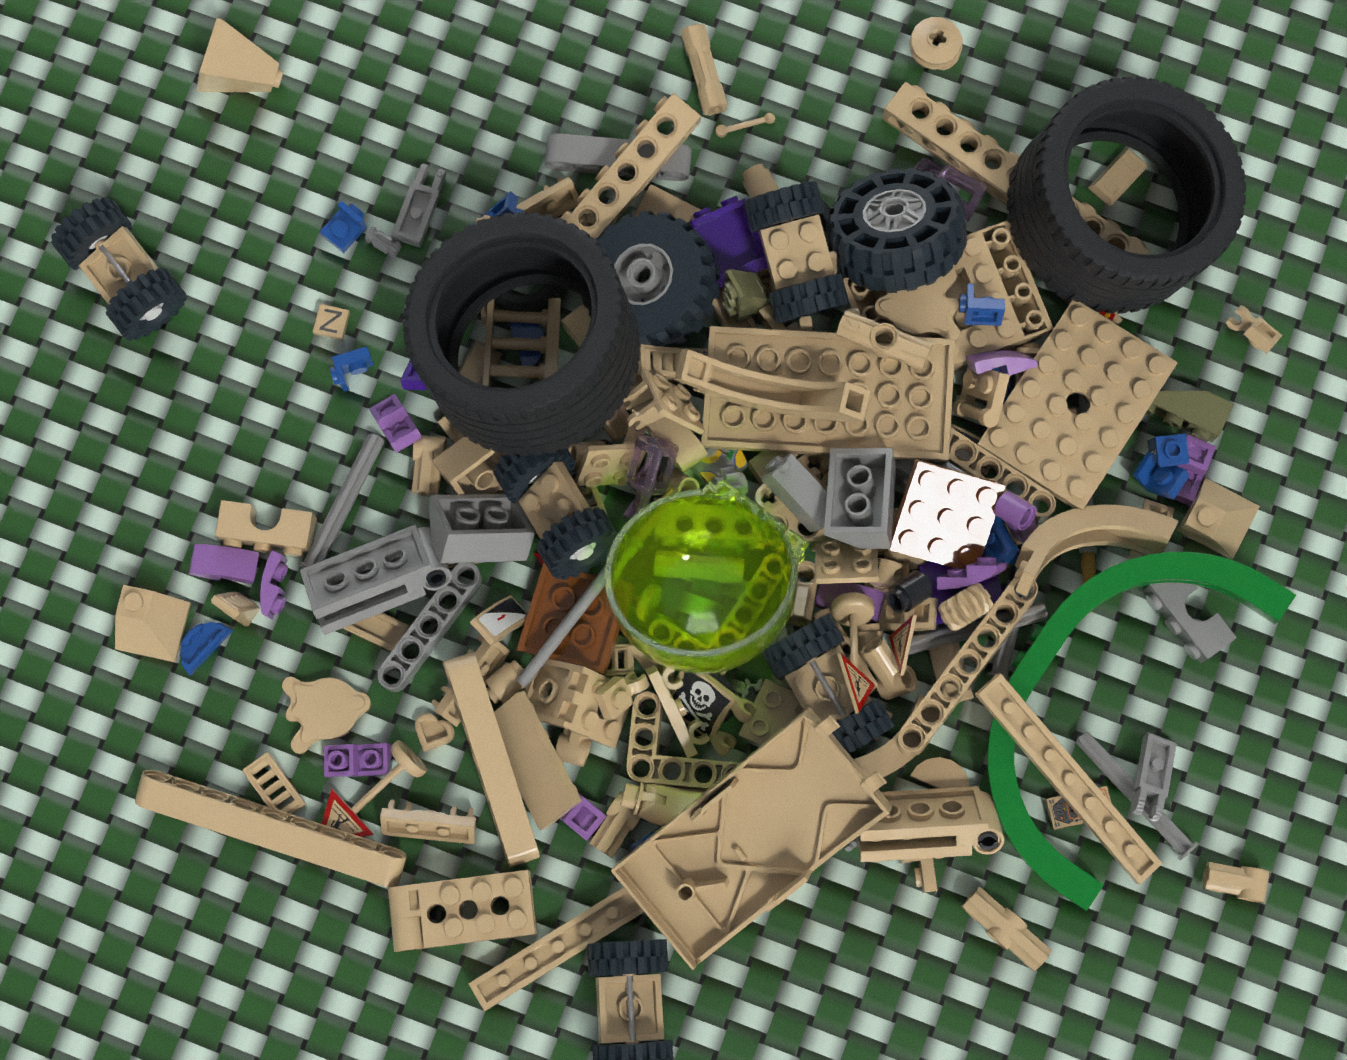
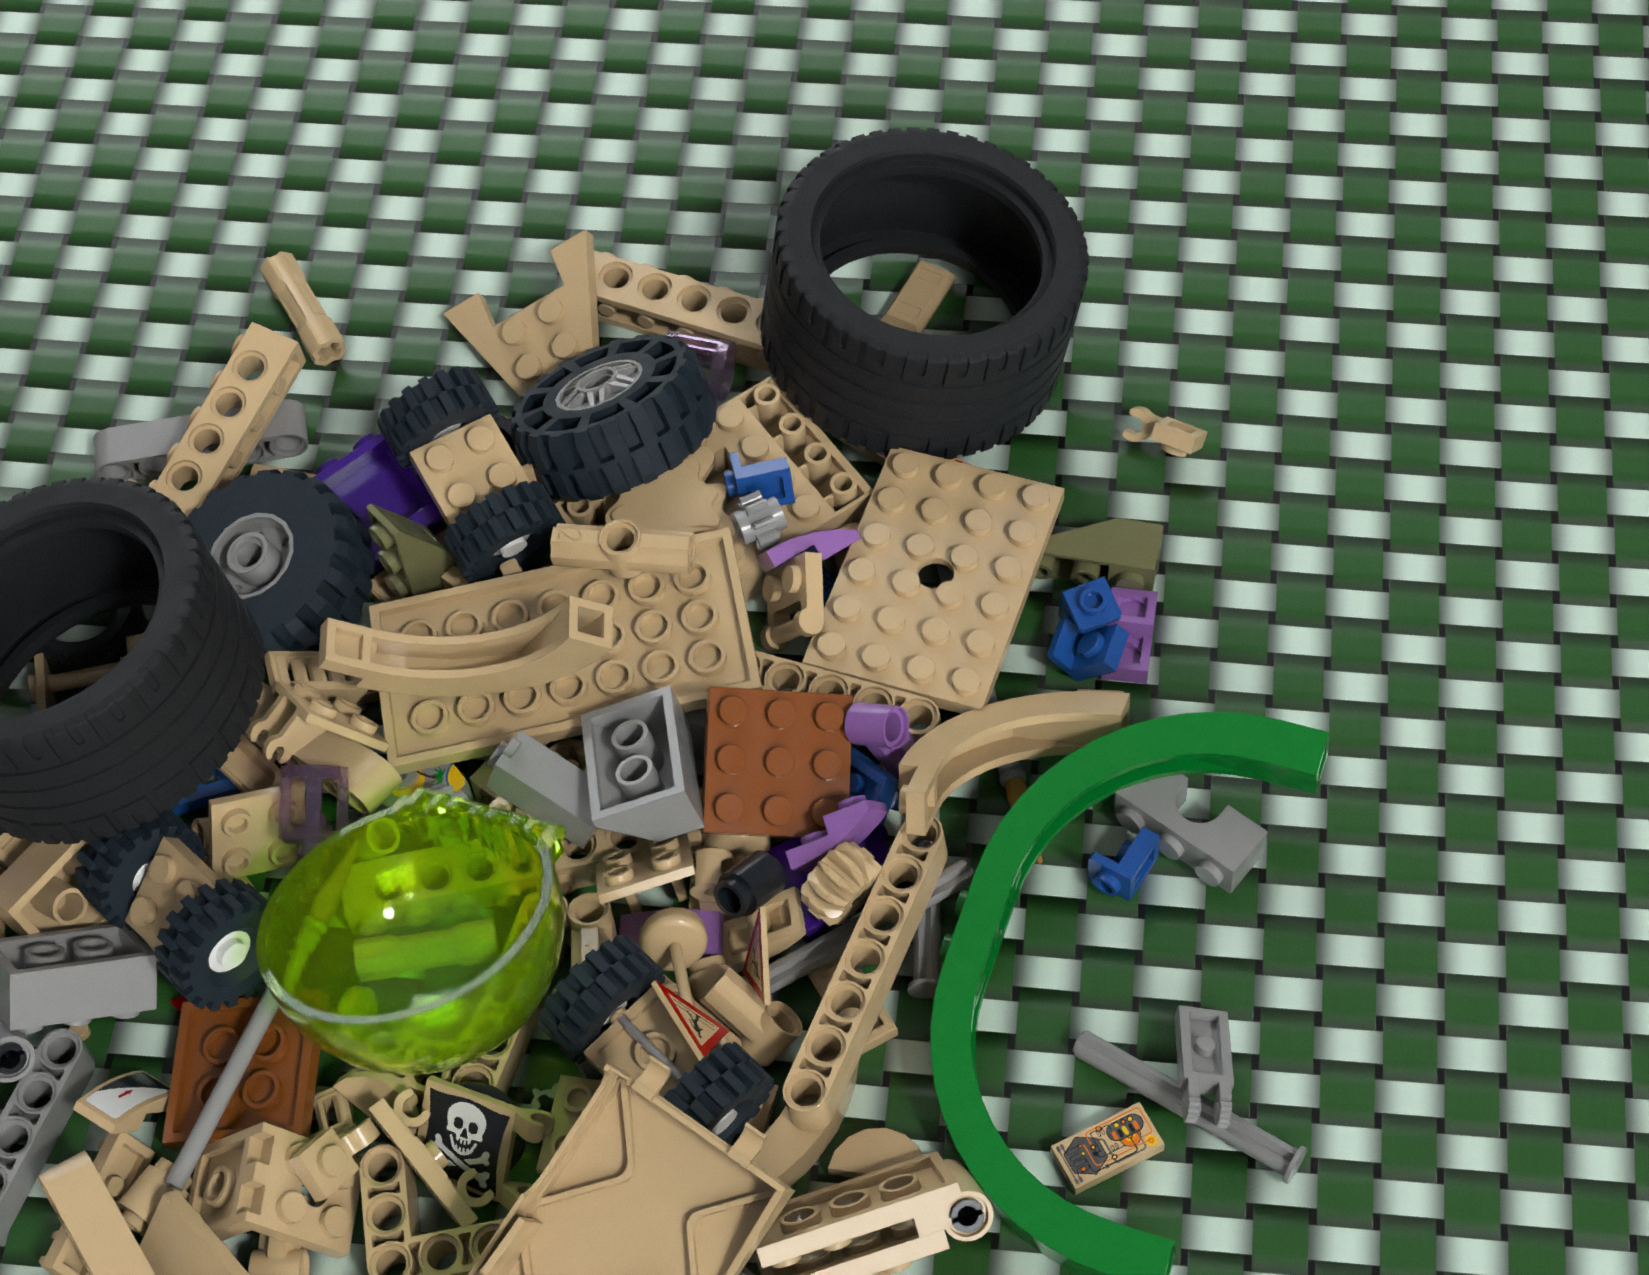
camera: 10 degrees left, 20 degrees down
(722, 130) = (345, 378): tan hinge -> none
(861, 143) = (544, 332): none -> tan wing
(936, 30) = (621, 201): tan piece -> none
(975, 338) = (759, 520): none -> light grey gear
(1068, 778) = (1074, 1099): tan plate -> none
(1147, 630) = (1129, 868): none -> blue bracket
(1218, 518) = (1190, 681): tan slope -> none
(1244, 882) = (1398, 1188): tan piece -> none

